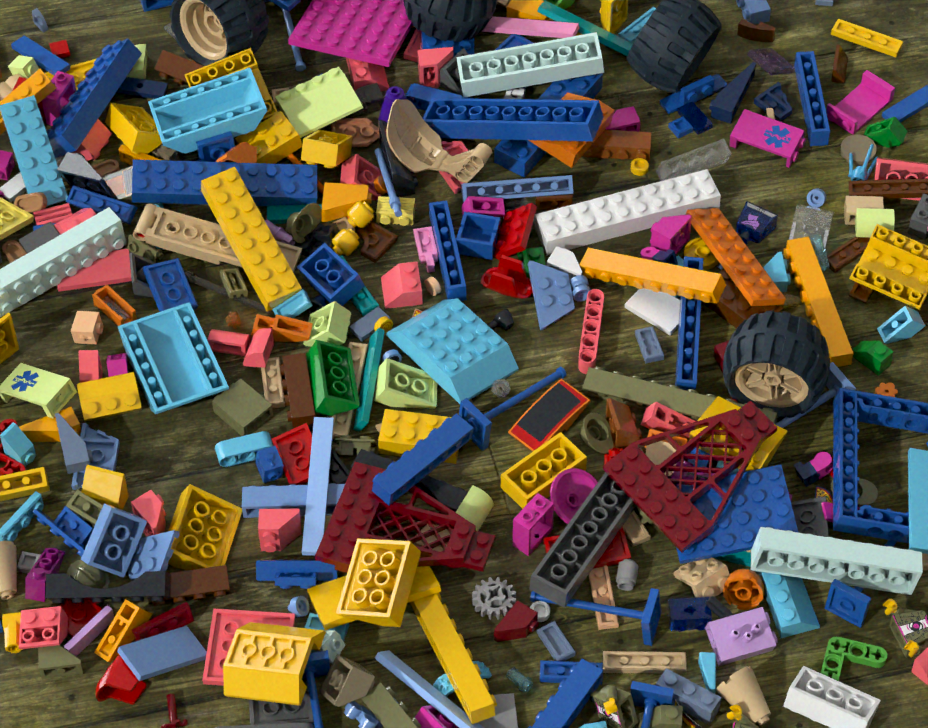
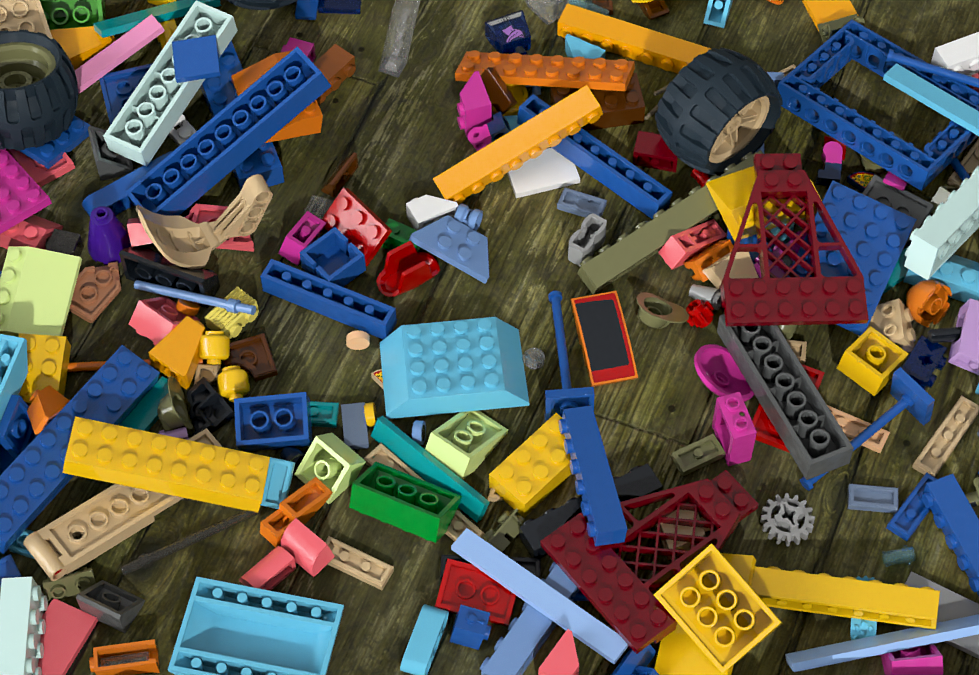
camera: 55 degrees left, 5 degrees up
(169, 284) = (149, 586): blue tile -> none
(233, 319) = (242, 550): clear orange plate -> none
(235, 291) = (193, 524): olive tile -> none
(242, 408) = (370, 611): olive brick -> none
(298, 389) = (391, 543): reddish brown brick -> none
(326, 148) = (105, 323): yellow brick -> none
(402, 286) = (334, 366): coral slope -> none
(426, 247) = (302, 316): bright pink hinge -> none
(430, 63) = (80, 168): coral slope -> none
(475, 506) = (664, 468): yellowish green brick -> none
(499, 519) = (698, 454): none -> olive plate
(503, 320) = (452, 305): black bar -> none
(516, 623) = (830, 516): dark red slope -> none
(519, 187) = (302, 193): medium blue brick -> none
(538, 469) = (671, 383): yellow brick -> none
(543, 610) = (826, 489): white tile -> none
(551, 61) = (196, 58): none -> blue tile
(591, 330) = (533, 249): coral beam -> none
(621, 360) = (587, 239): none -> light grey brick
(621, 424) = (666, 284): dark orange slope -> none
(625, 211) = (410, 123): white brick -> none
(627, 574) = (839, 388): light grey brick -> none
(639, 166) = (358, 81): yellow tile -> none
(664, 574) = (872, 360): none -> yellow slope
(680, 127) = (340, 20): blue tile -> none
(694, 239) = (497, 91): none -> reddish brown slope
(873, 355) = (737, 38): green slope -> none
(886, 389) = (780, 59): orange plant -> none

